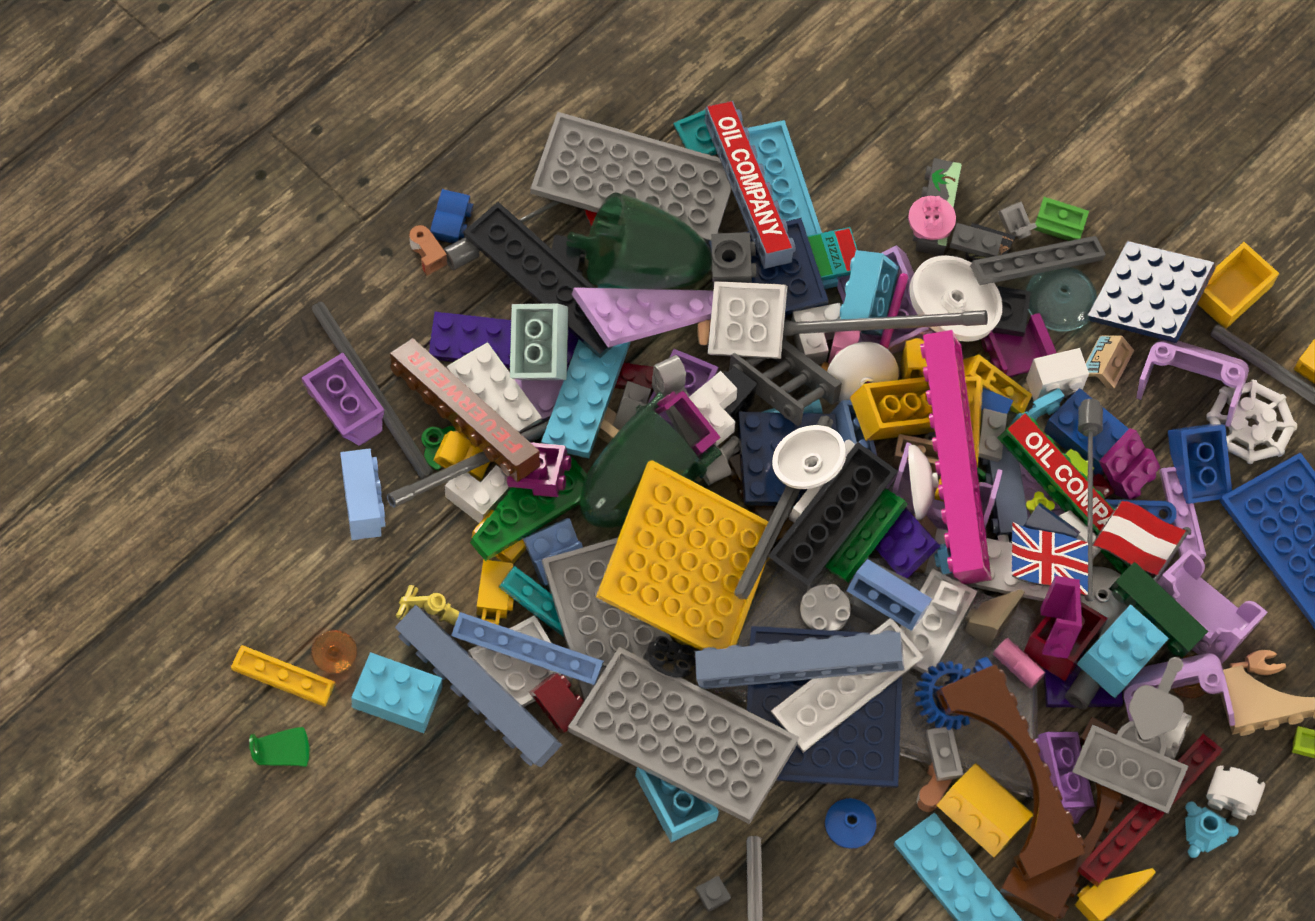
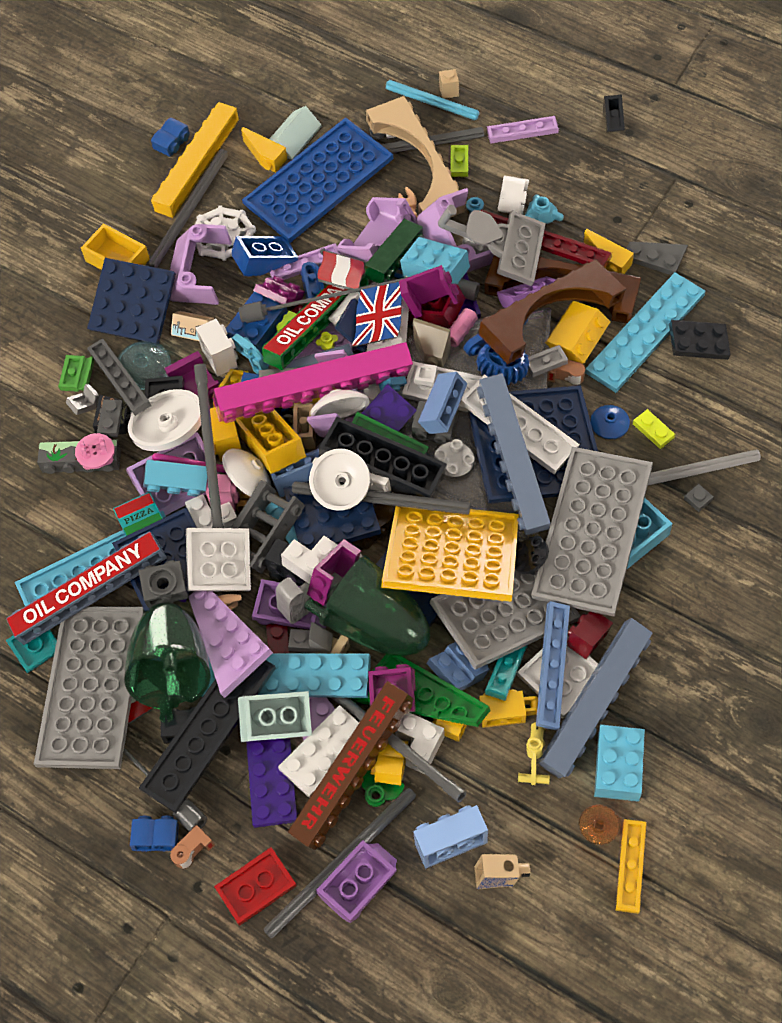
camera: 90 degrees left, 5 degrees down
(281, 748) = (696, 847): green piece -> none
(312, 526) = (499, 870): none -> tan torso
(368, 302) = (255, 886): none -> red plate
(825, 871) = (653, 429): none -> neon yellow plate
(1234, 753) = (474, 204): none -> dark azure plate

